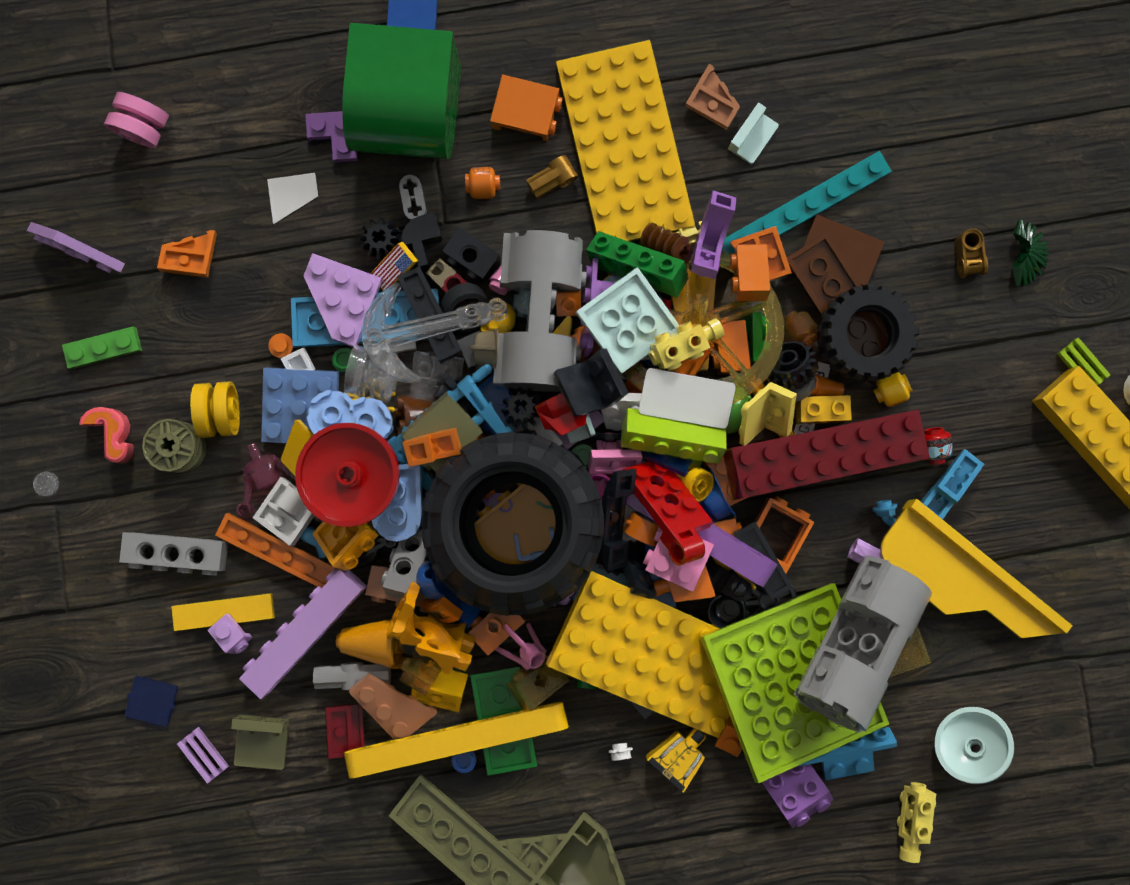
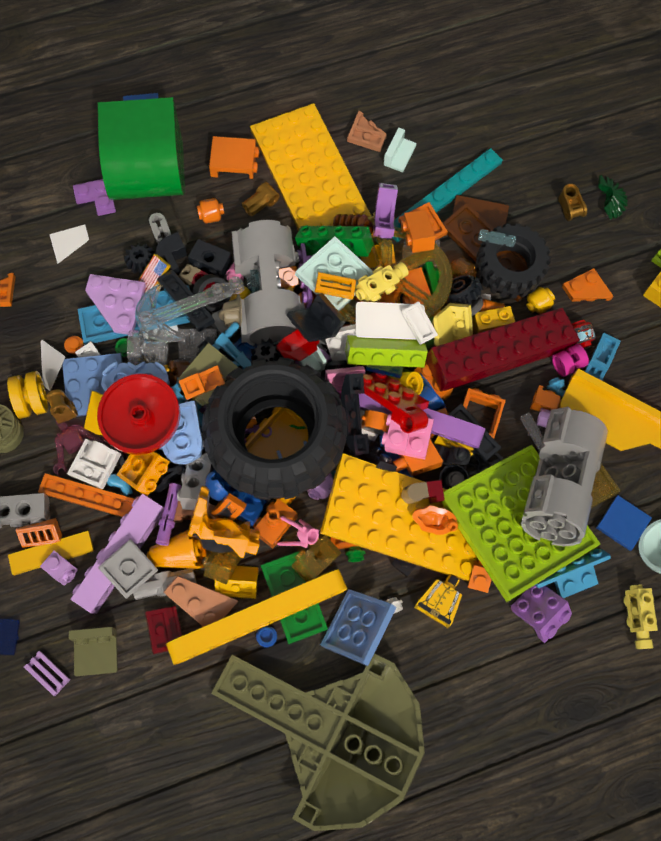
camera: 15 degrees left, 15 degrees down
(224, 584) = (51, 524): none -> orange slope
(249, 367) = (51, 364): none -> white sticker
(255, 436) = (61, 406): none -> pearl gold piece
(310, 657) = (128, 568): none -> light grey tile
(358, 627) = (167, 522): none -> medium lavender pin
(572, 775) = (358, 626): none -> medium blue plate
(604, 333) = (335, 289): none -> light orange tile
(682, 631) = (426, 490): none -> leg
(690, 668) = (435, 519): none -> orange arm
(723, 409) = (419, 323): none -> white tile
(841, 563) = (532, 429): none -> clear axle
(851, 307) = (497, 238): none -> clear light blue axle
(866, 528) = (545, 399): none -> orange brick
(913, 479) = (570, 360): none -> dark pink wheel
(925, 701) = (624, 523): none -> blue tile
(960, 378) = (587, 287): none -> orange wing

